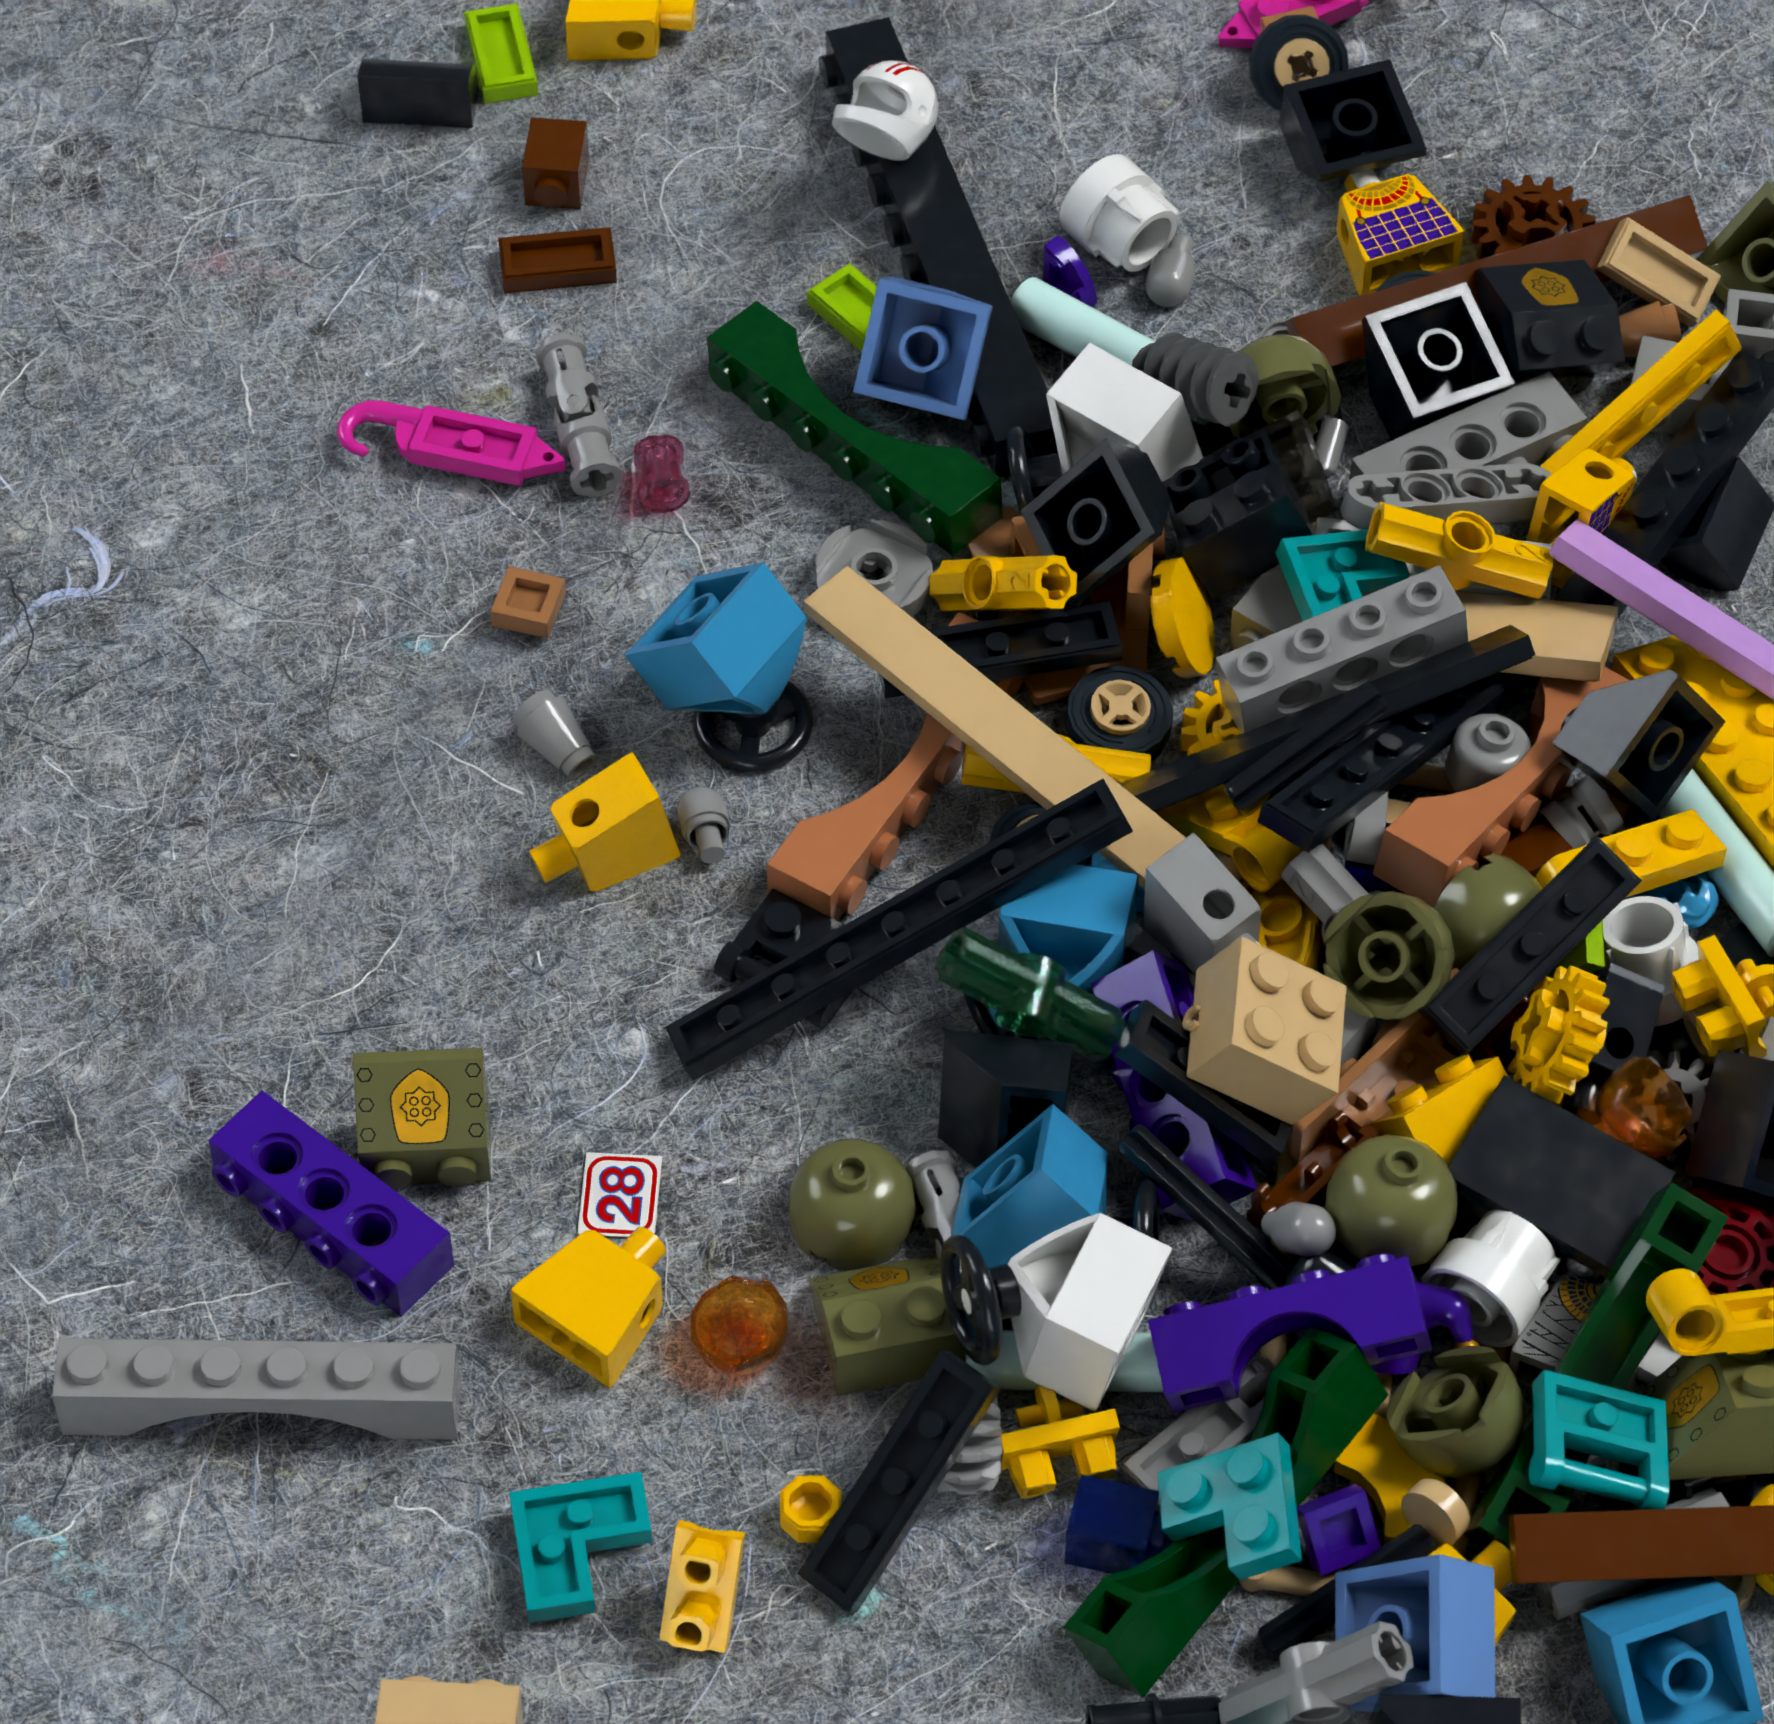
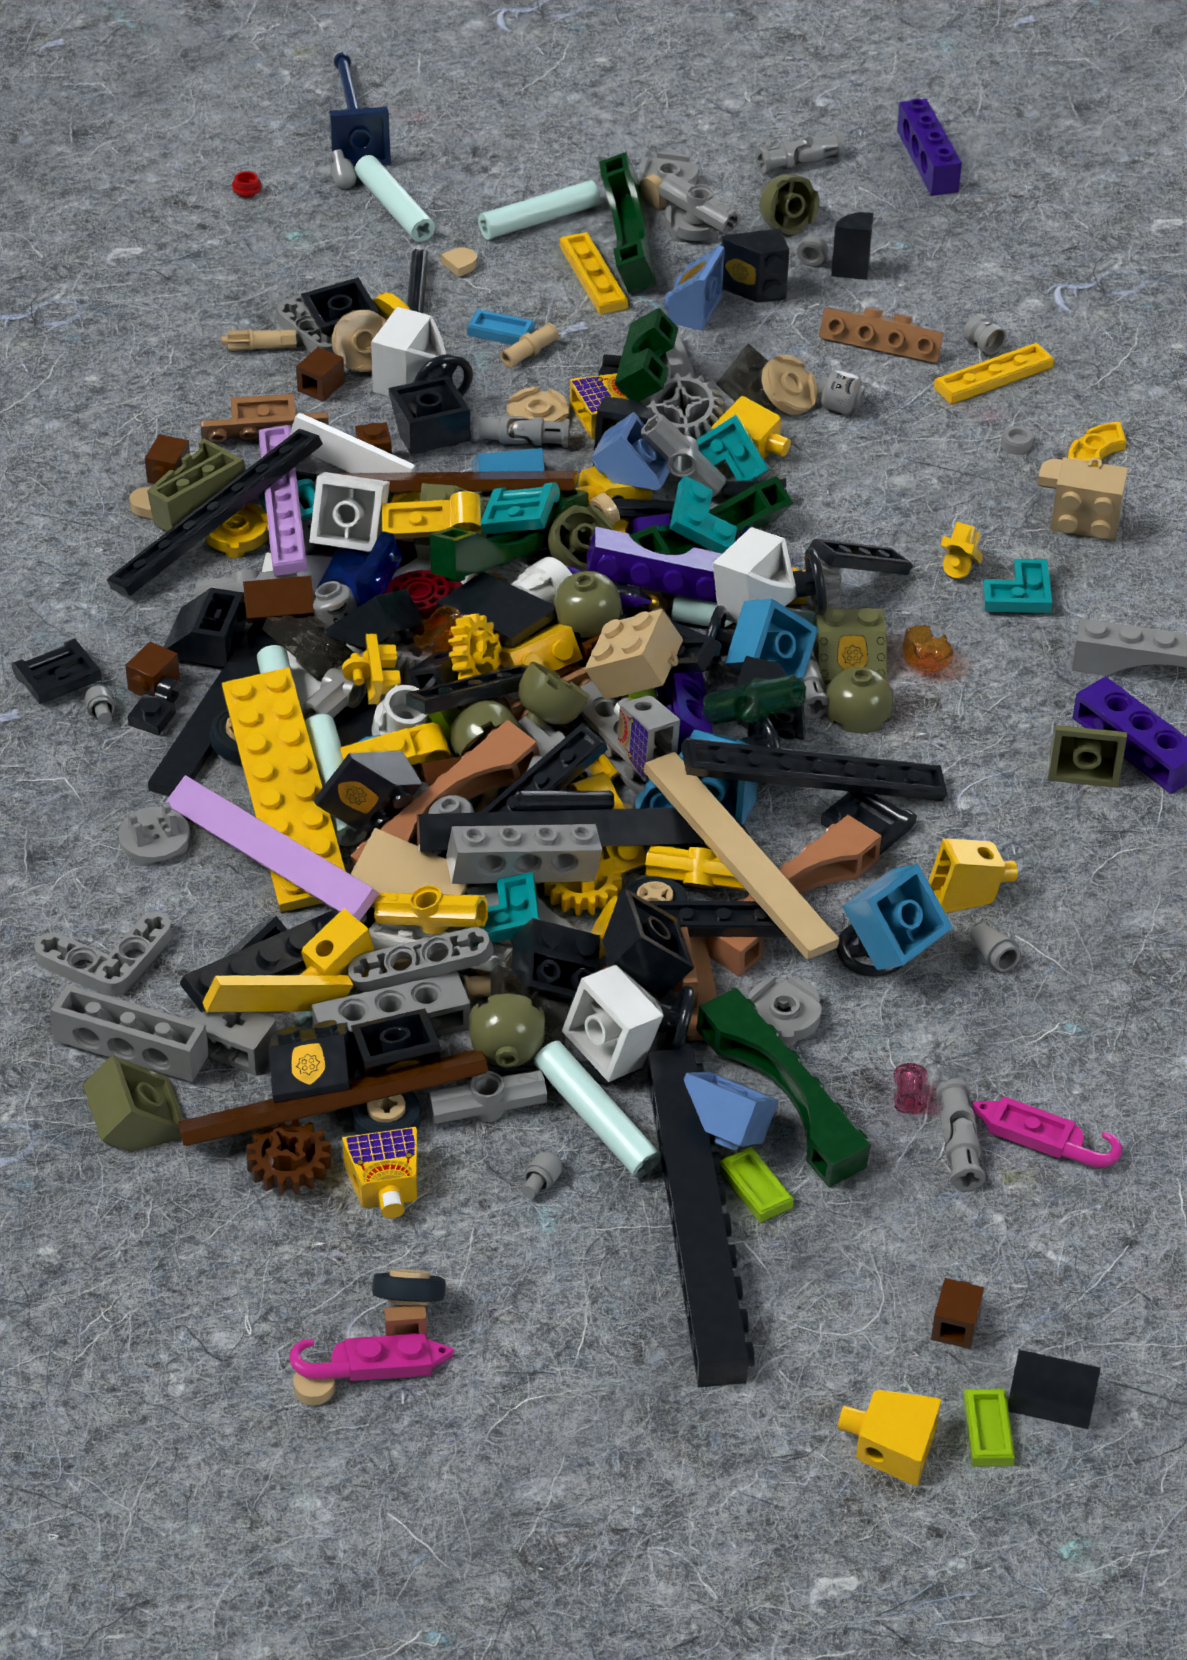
camera: 170 degrees left, 10 degrees down
(528, 602) = (1004, 1024): medium nougat plate -> none
(557, 260) = (962, 1257): reddish brown tile -> none
(594, 1300) = (1002, 674): yellow torso -> none
(619, 1193) = (980, 734): sticker -> none
(808, 1507) = (902, 585): yellow tile -> none
(889, 110) = (715, 1245): white helmet -> none
(1003, 583) = (712, 943): yellow piece -> none
(1067, 272) = (615, 1180): dark purple tile -> none
(1119, 213) = (570, 1196): white piece -> none
(1211, 378) = (562, 1009): dark grey piece -> none
(1300, 1228) = (635, 600): light grey cylinder -> none
(1349, 122) = (389, 1228): black slope -> none
(1649, 321) = (245, 1079): medium nougat cone -> none
(1658, 271) = (221, 1101): tan tile -> none

